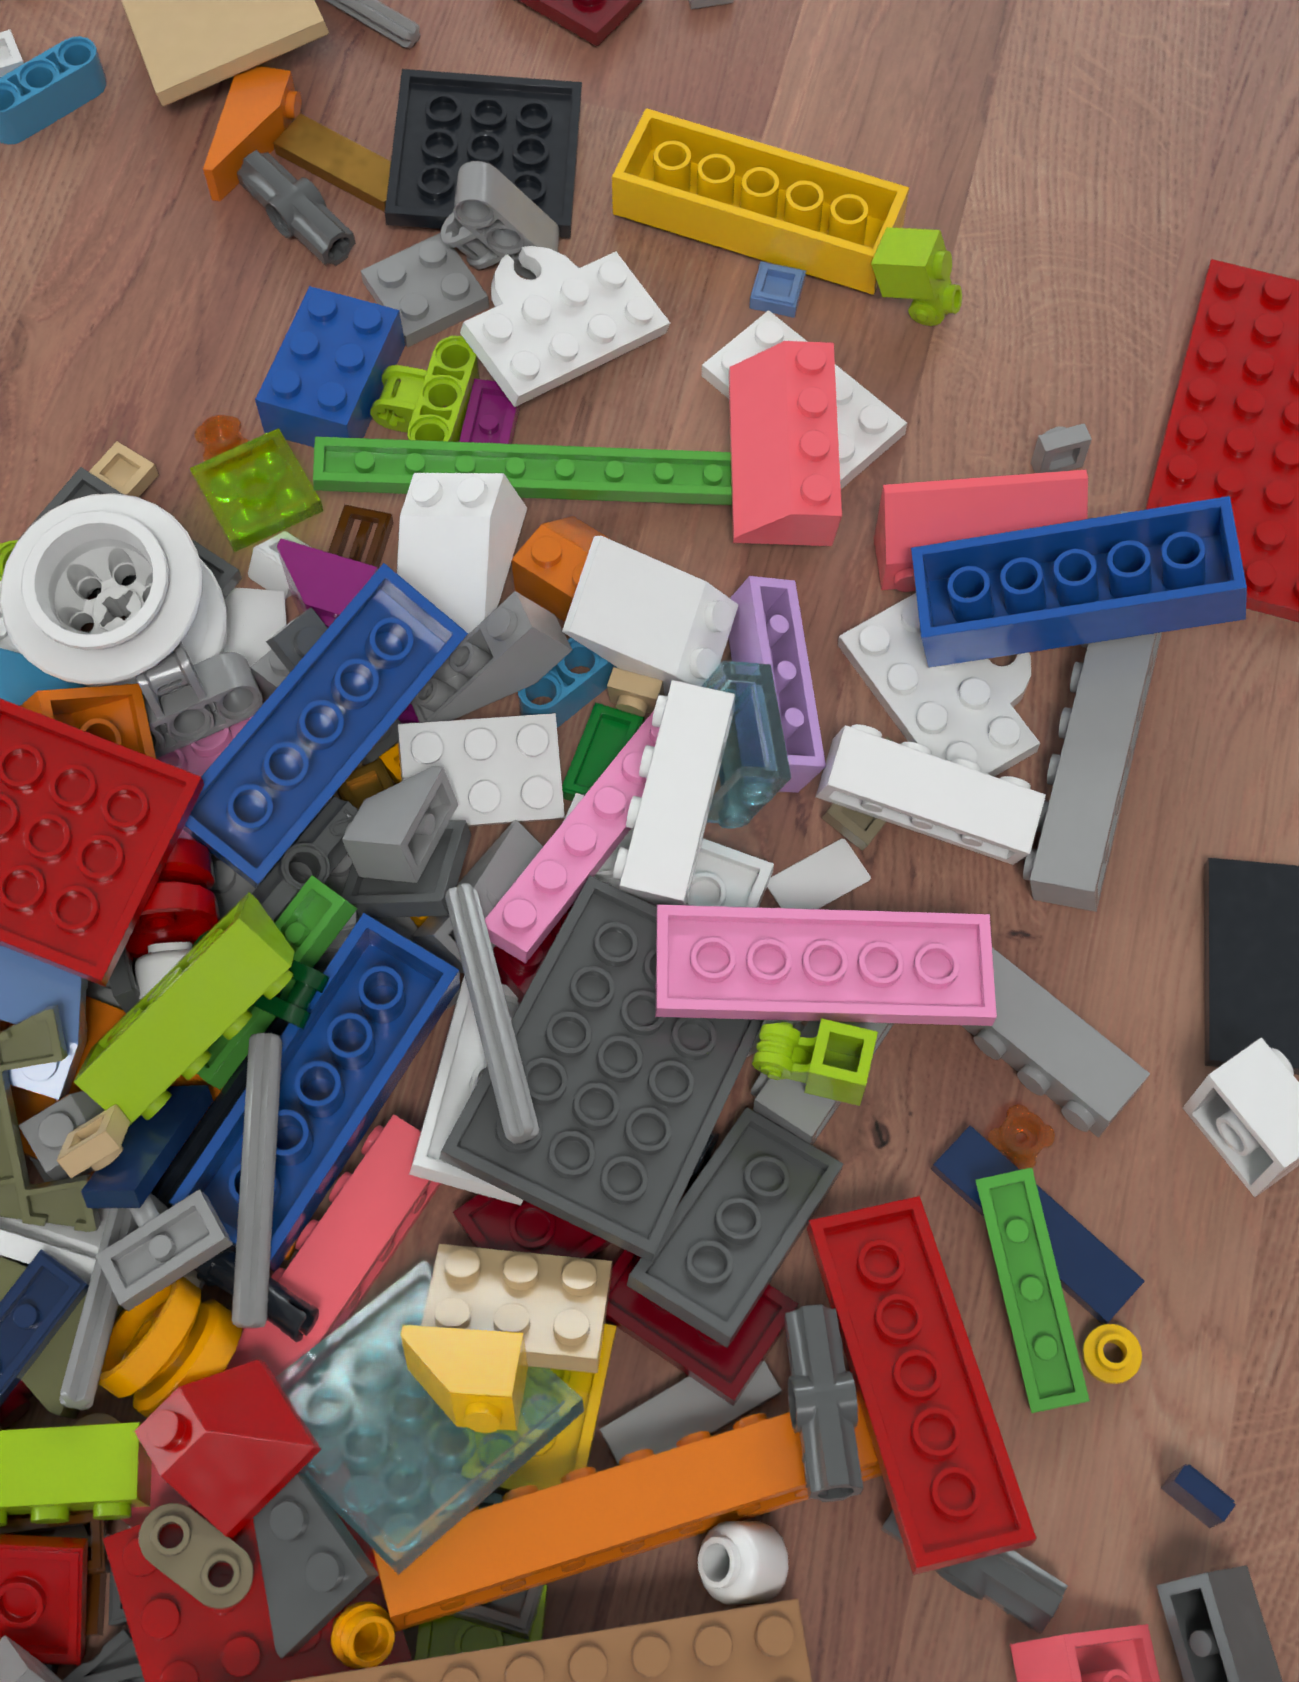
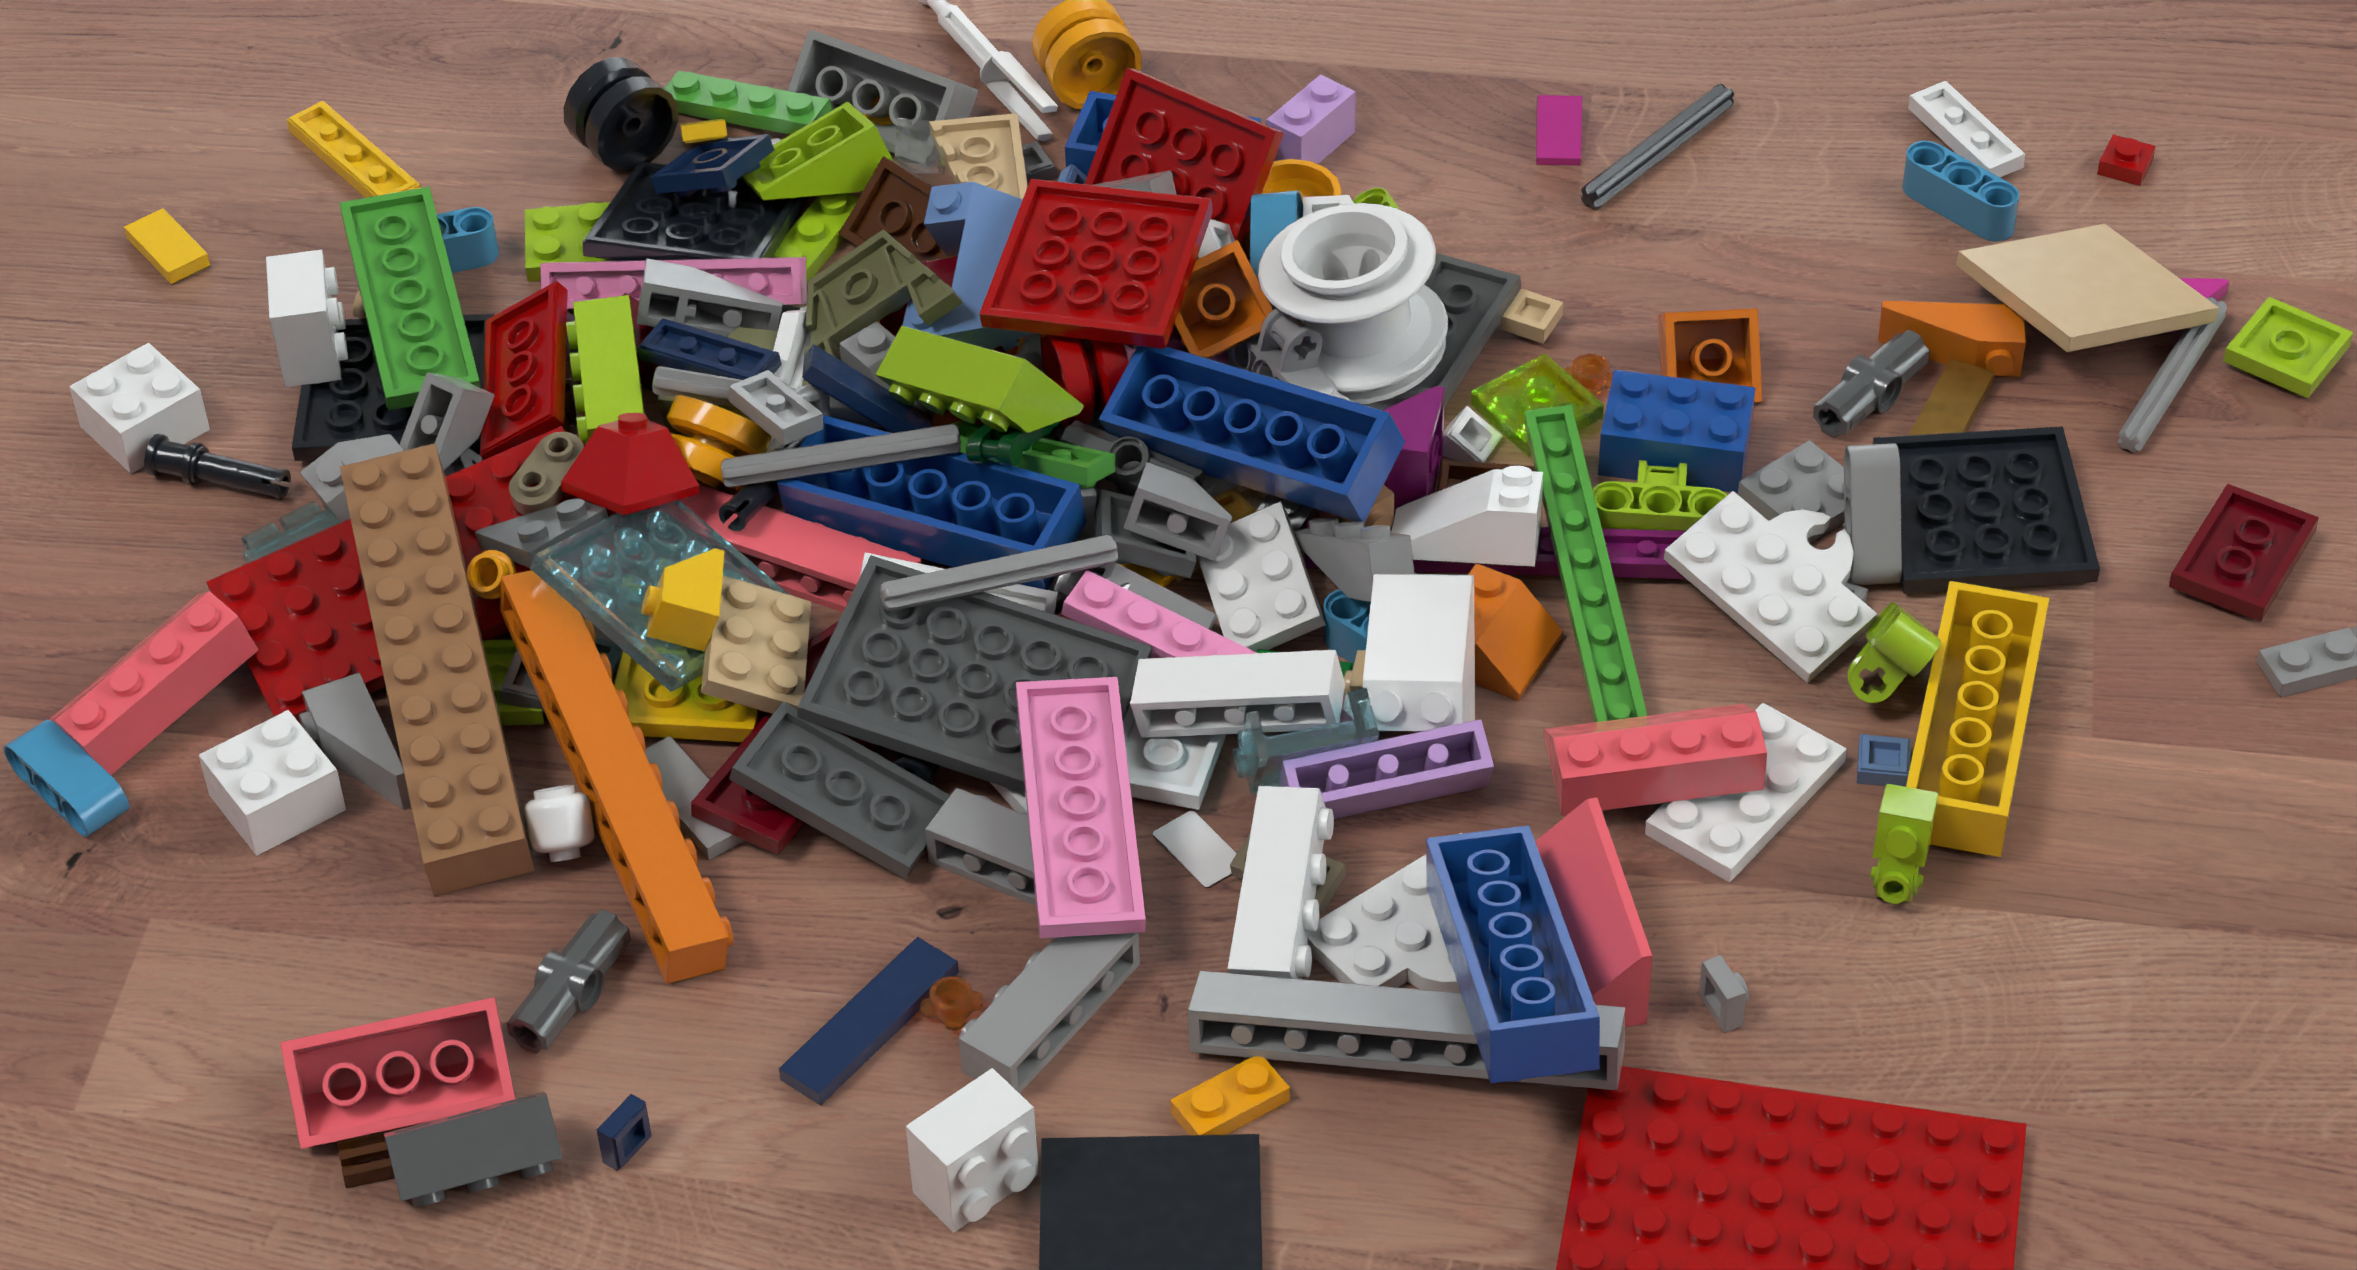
camera: 85 degrees right, 20 degrees down
(94, 1142) = (854, 350): tan plate -> none
(224, 327) = (1712, 346): none -> orange slope
(688, 245) = (1897, 646): none -> lime piece
(823, 1404) = (680, 828): dark grey piece -> none
(830, 1064) = (983, 807): lime brick -> none
(919, 1386) = (705, 895): red plate -> none
(1032, 1290) = (801, 1001): bright green plate -> none
(1102, 1368) = (748, 1086): yellow plate -> none
(1156, 883) = (1231, 1098): none -> light orange plate

